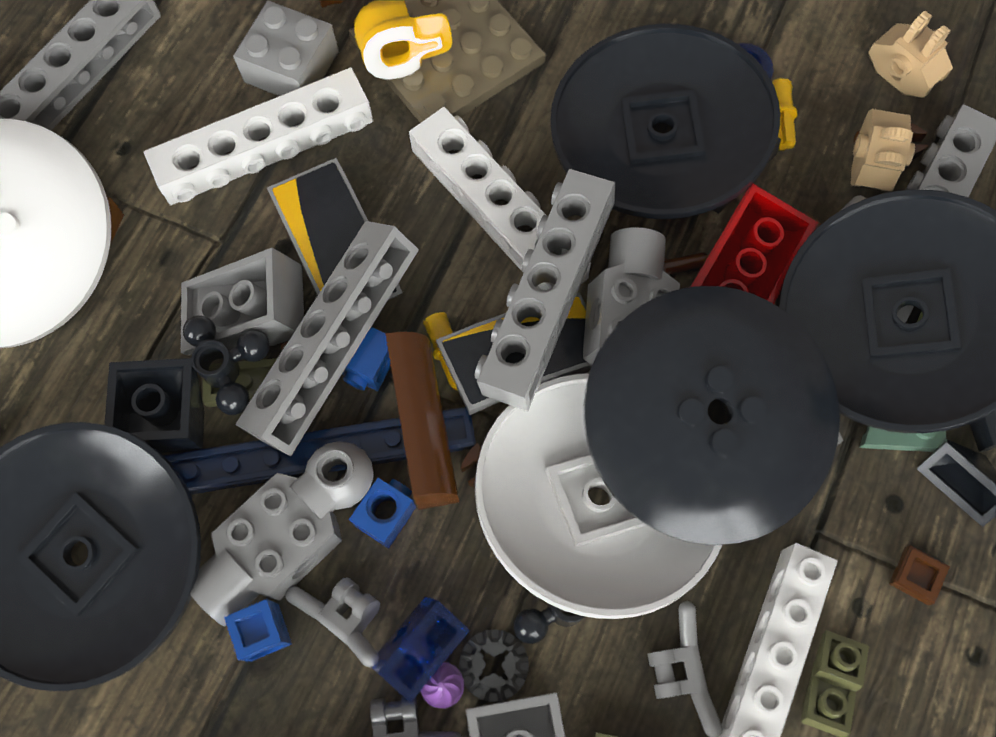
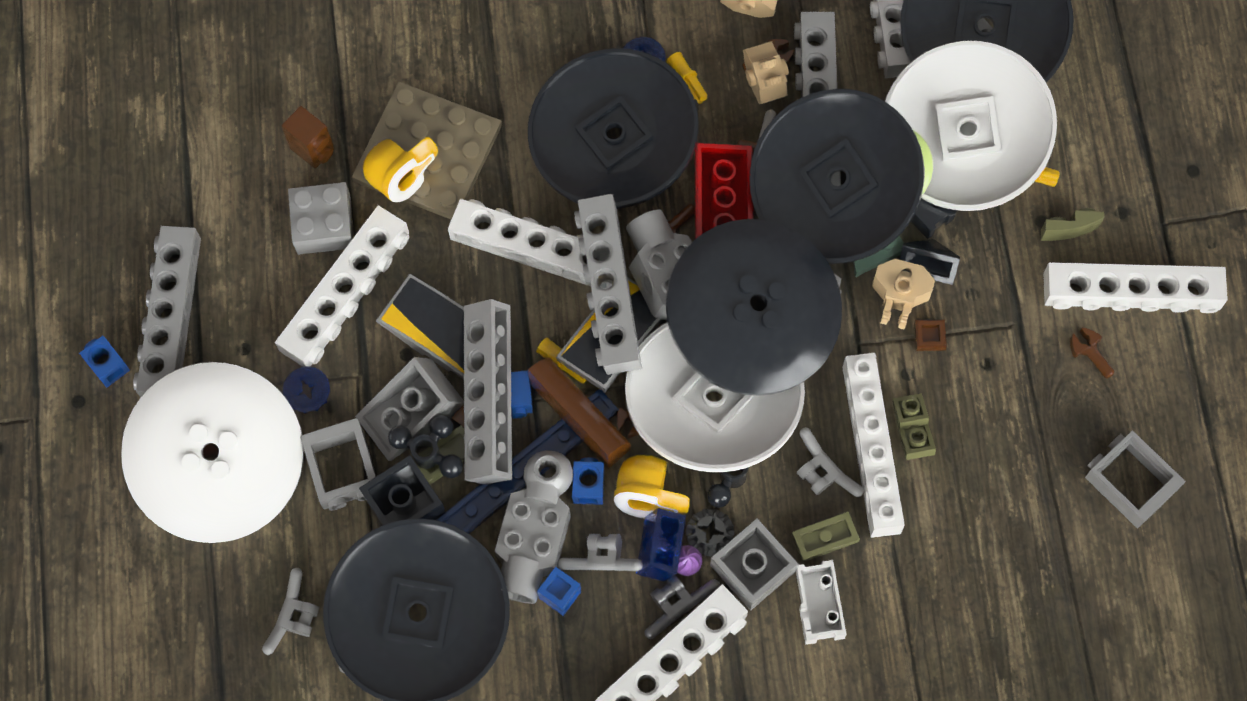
camera: 30 degrees left, 0 degrees up
(128, 287) = (328, 438): none -> light grey window
(140, 214) = (311, 377): none -> clear blue gear
(442, 557) = (641, 488): none -> yellow piece
(915, 497) = (901, 288): none -> tan hinge

